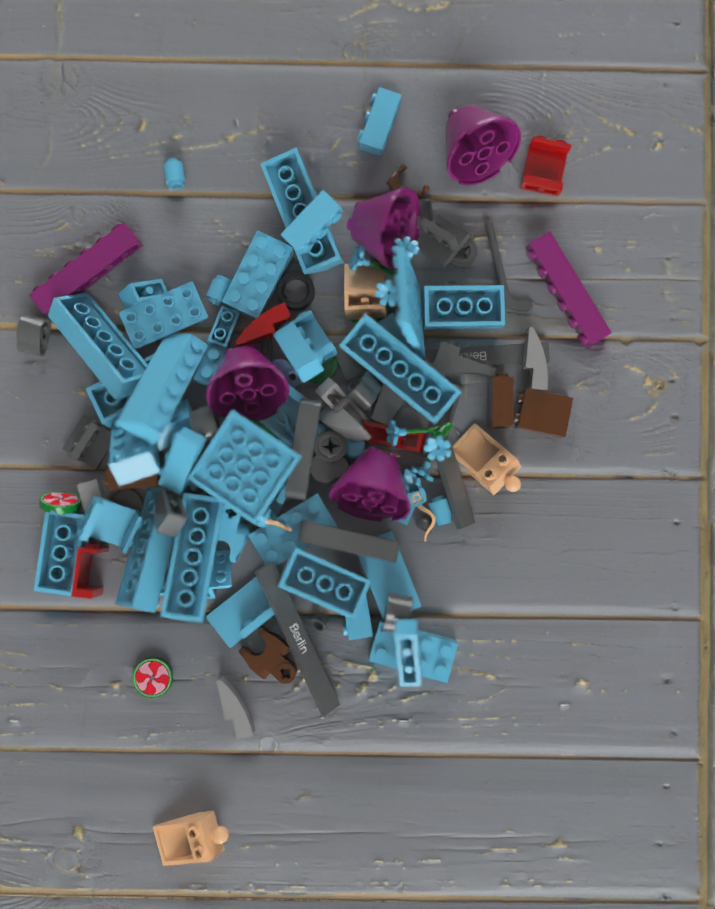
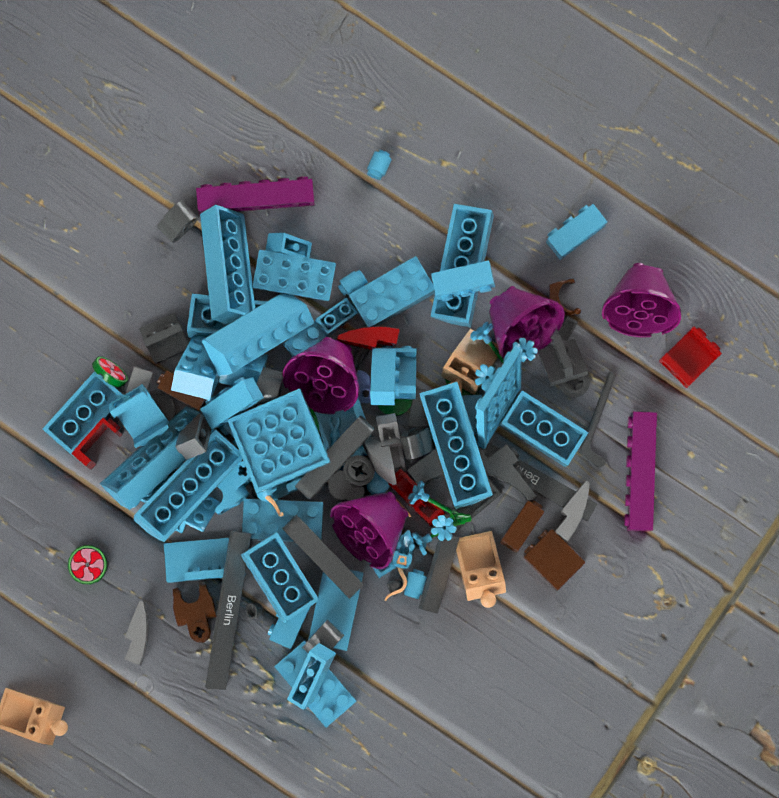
camera: 35 degrees right, 5 degrees down
(296, 276) = (420, 311): black tyre -> none

